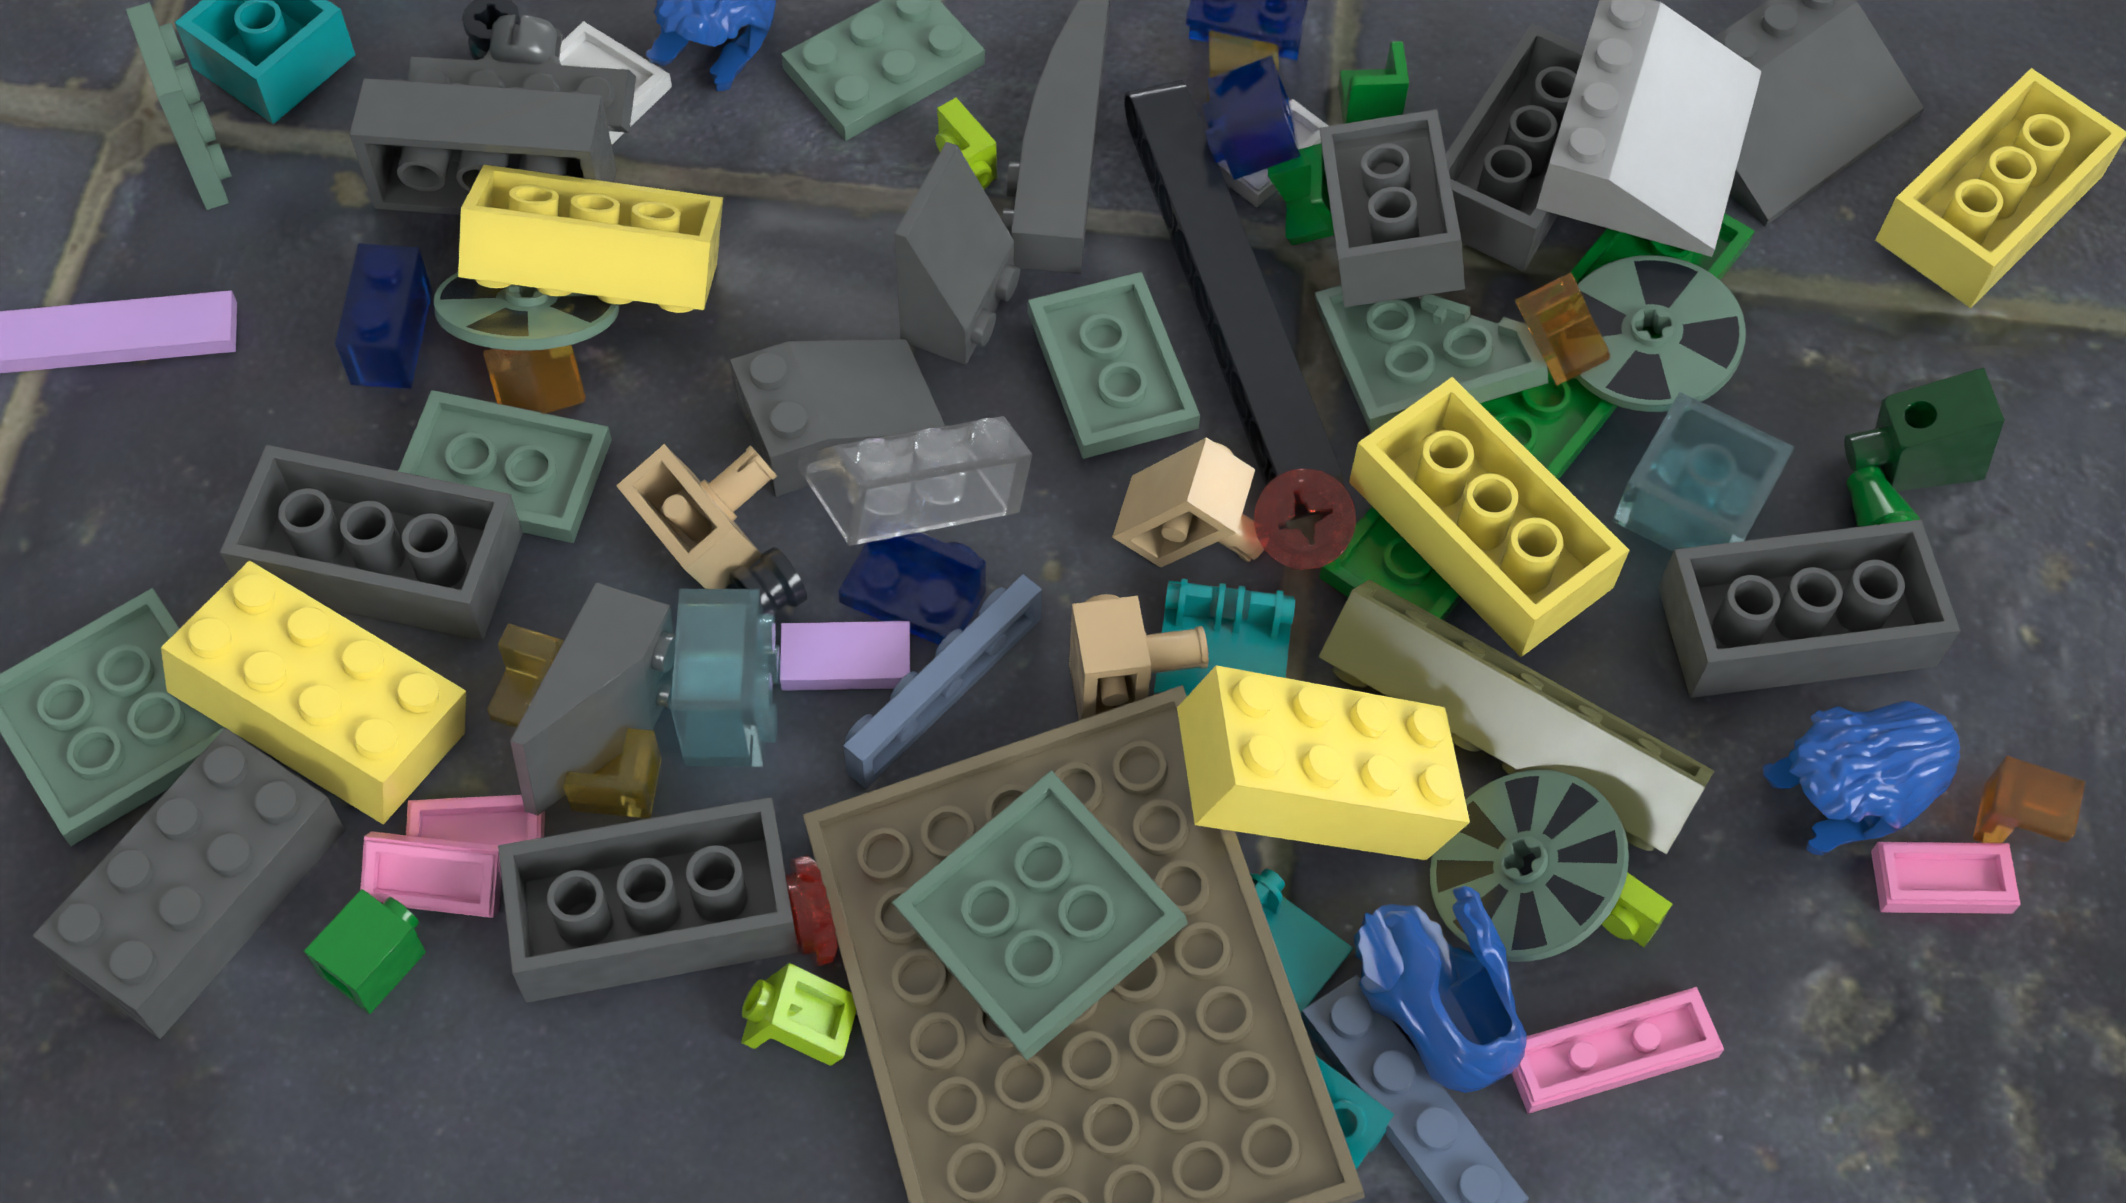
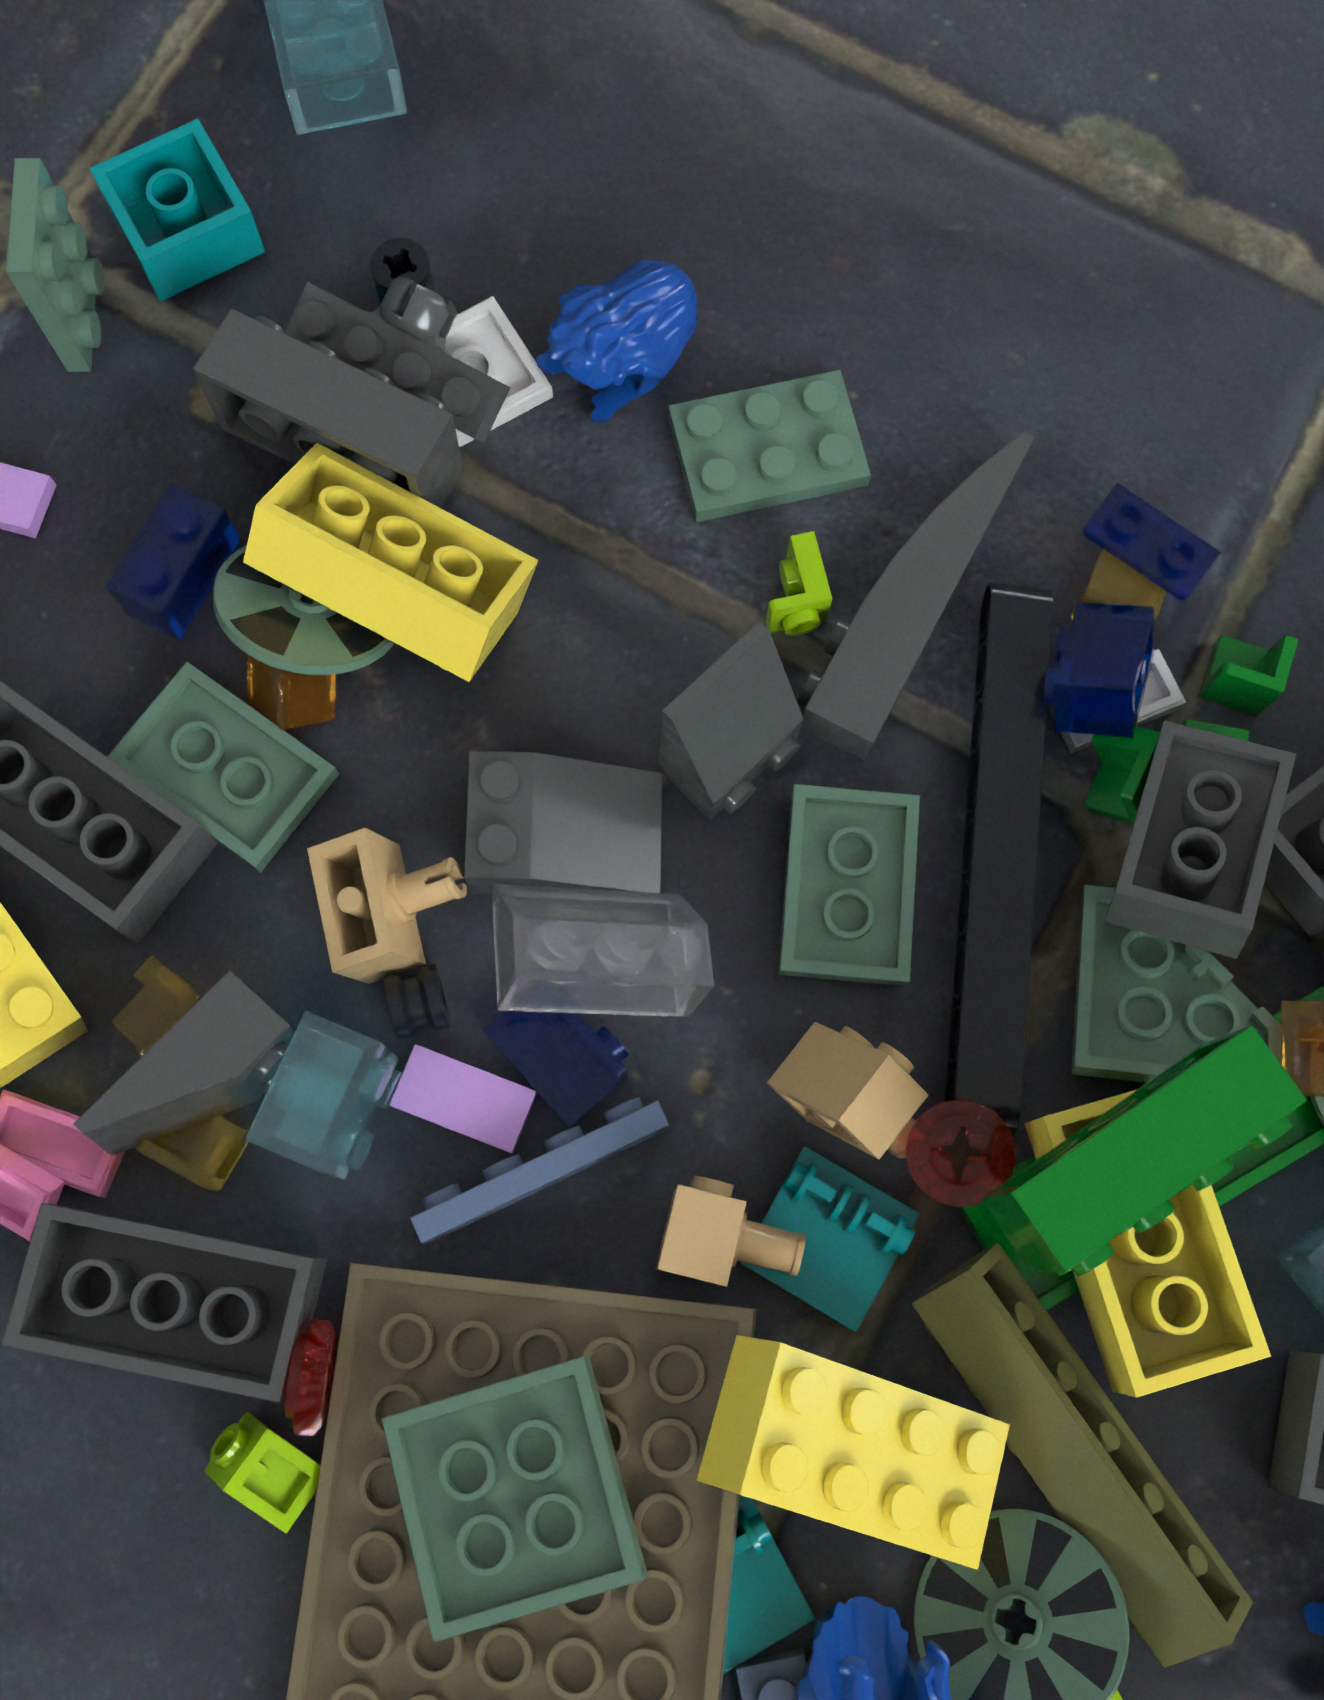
camera: 20 degrees right, 15 degrees up
(1444, 414) = (1145, 1152): none -> green brick

